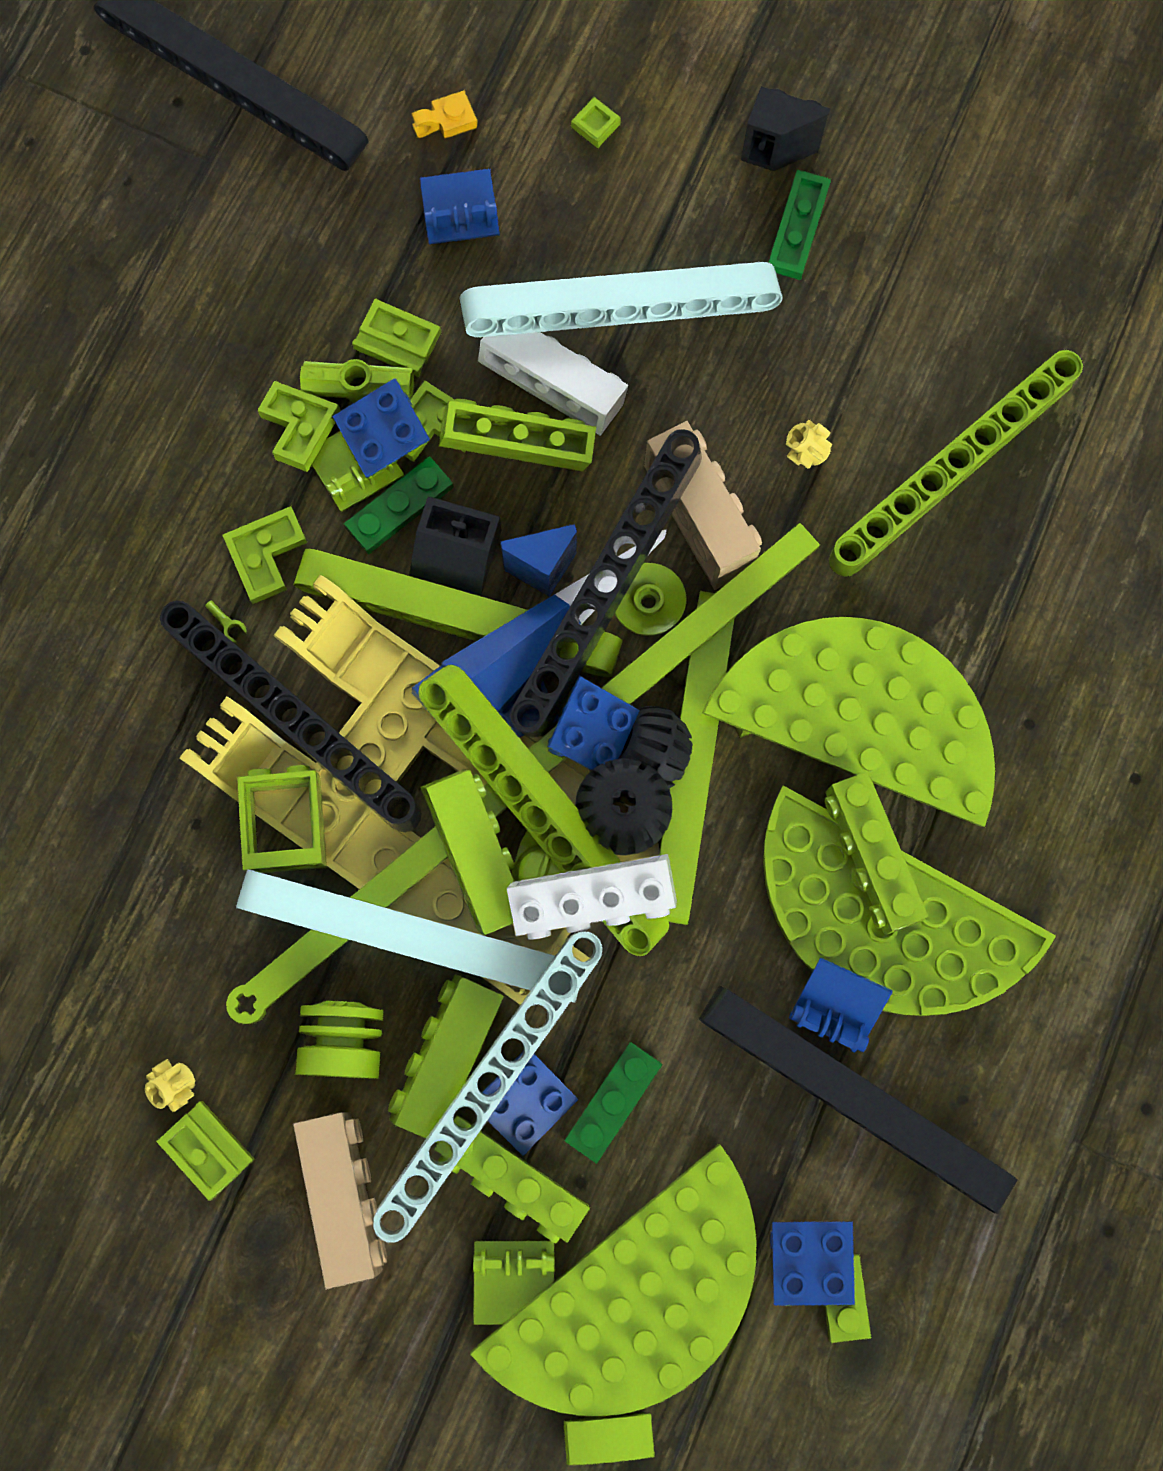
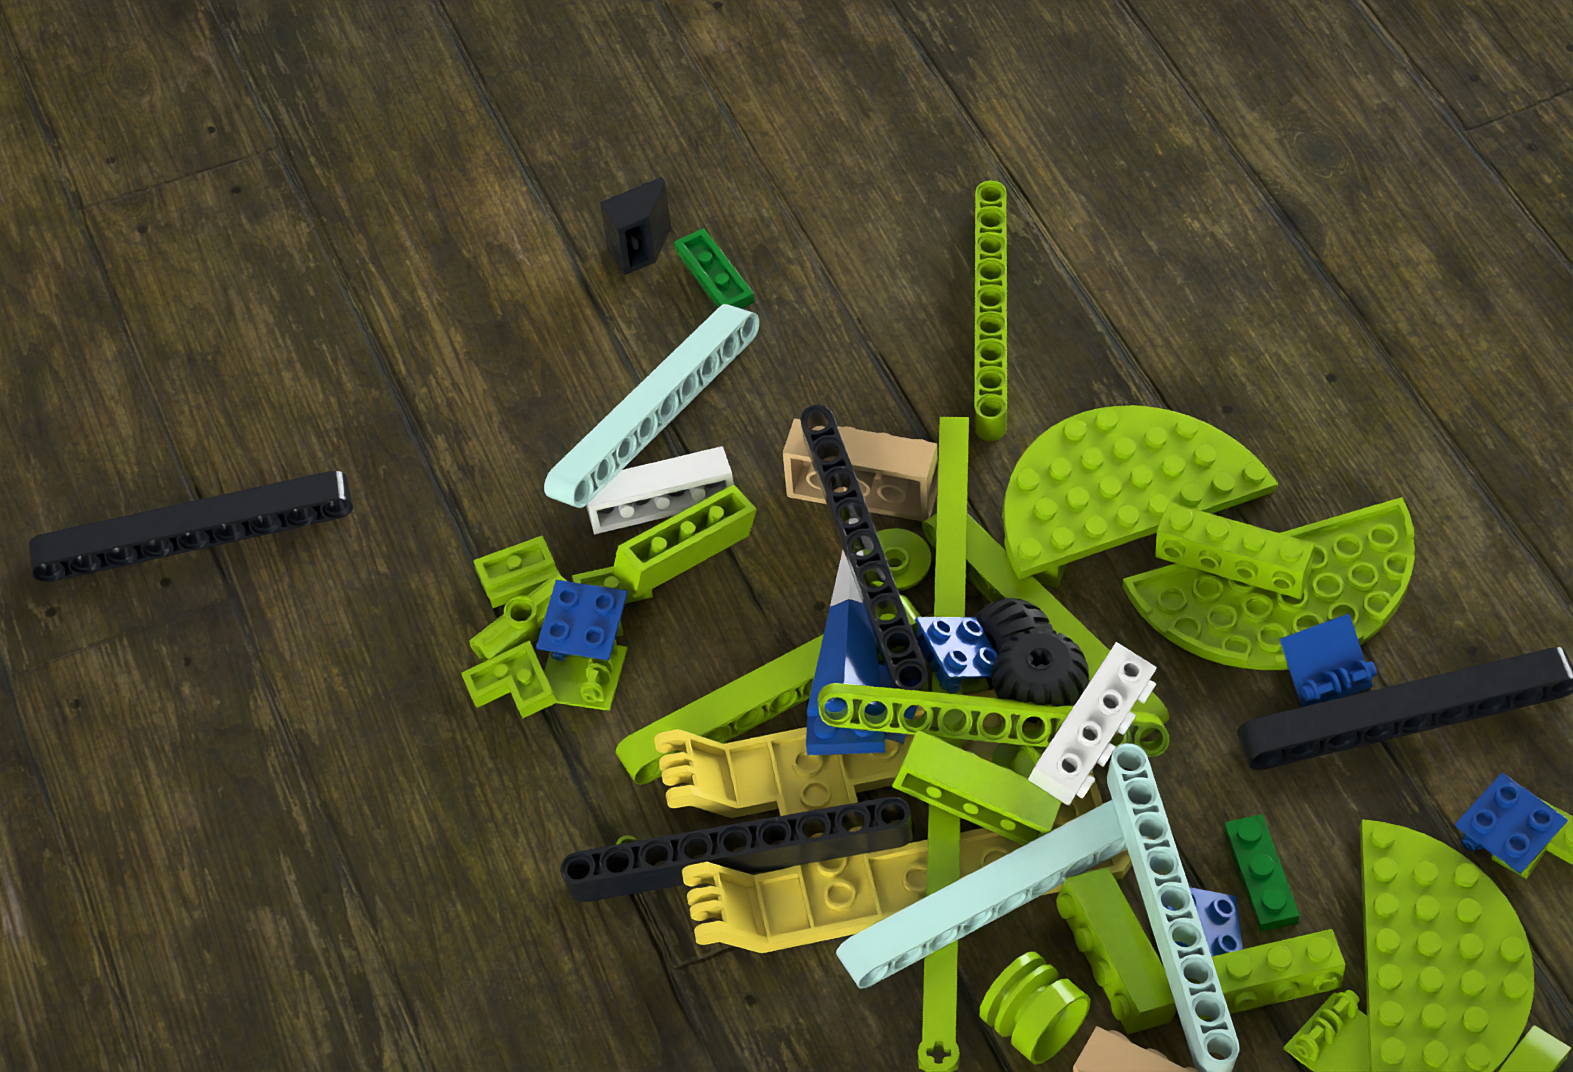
camera: 40 degrees left, 25 degrees down
(256, 545) = (577, 784): lime plate -> none
(287, 860) = (794, 877): lime window -> none
(398, 505) = (646, 669): green plate -> none
(449, 114) = (385, 416): yellow plate -> none
(454, 546) = (719, 643): black slope -> none
(459, 206) = (463, 460): blue hinge -> none
(540, 557) = (791, 598): blue slope -> none
(595, 122) = (497, 335): lime tile -> none
(808, 444) = (883, 379): light yellow gear -> none

